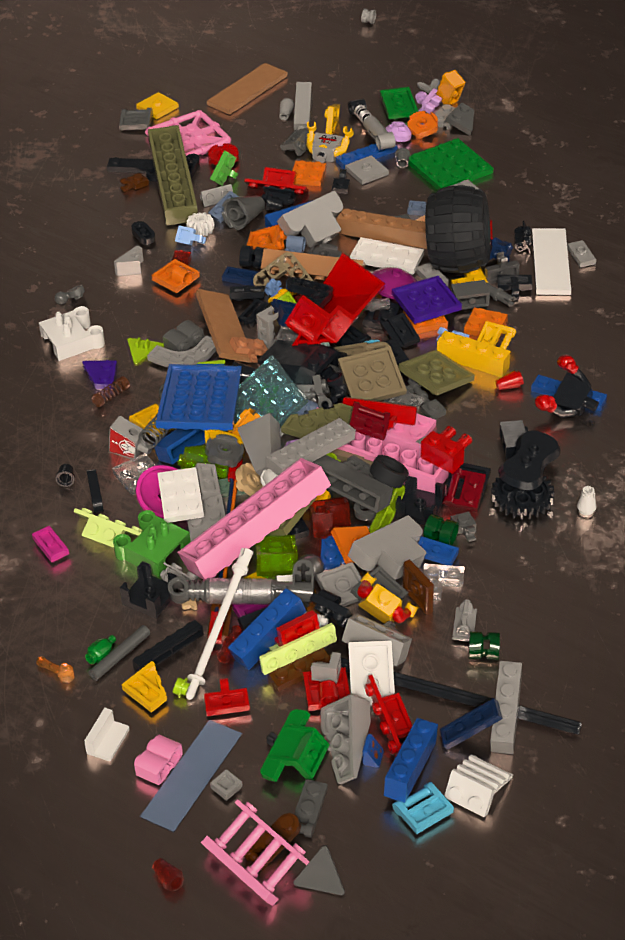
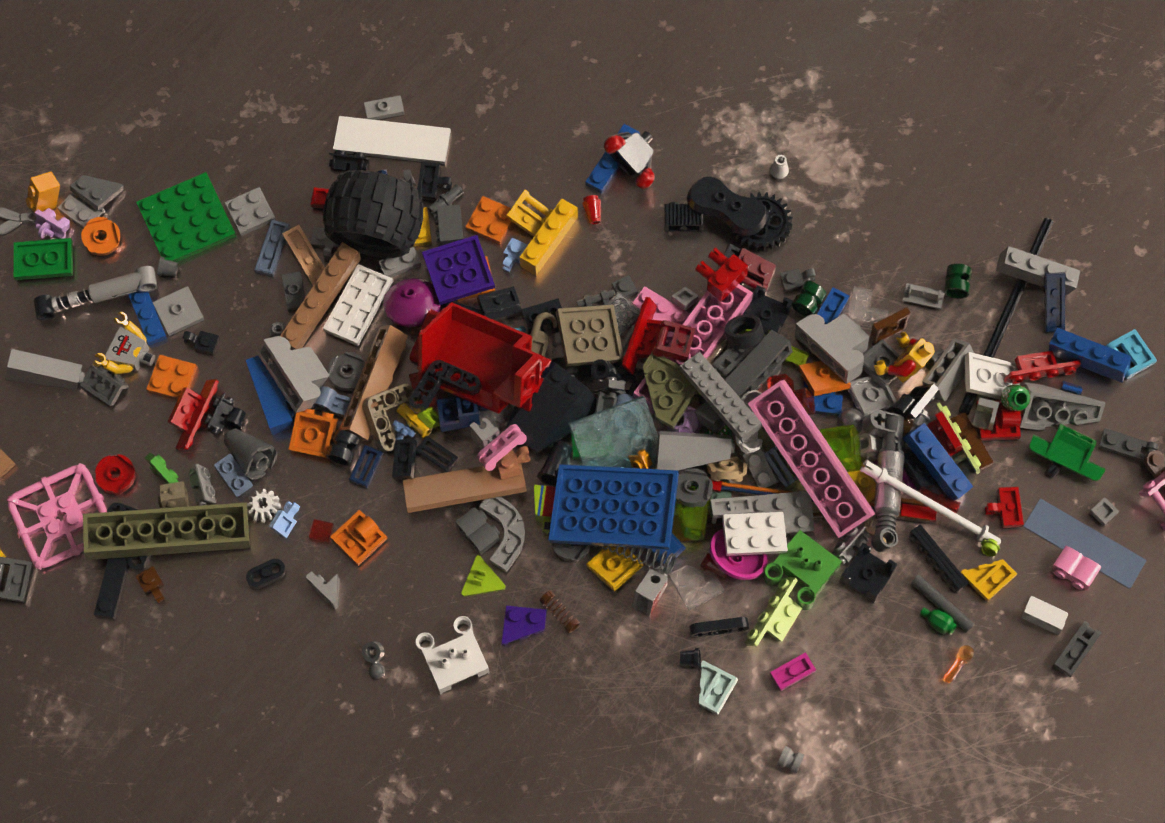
camera: 85 degrees left, 25 degrees up
(36, 492) = (715, 687): none -> light aqua wing
(68, 764) = (1077, 649): none -> dark grey plate
(201, 177) = (173, 495): none -> dark tan head
(257, 334) = (501, 446): none -> bright pink plate
(286, 107) = (26, 392): light grey cone -> none
(332, 116) = (67, 337): yellow wing -> none
(344, 683) = (1015, 397): none -> green head
(400, 131) = (117, 268): lavender piece -> none
(436, 372) = (575, 275): olive plate -> none
(475, 784) = (1116, 313): white plate -> none

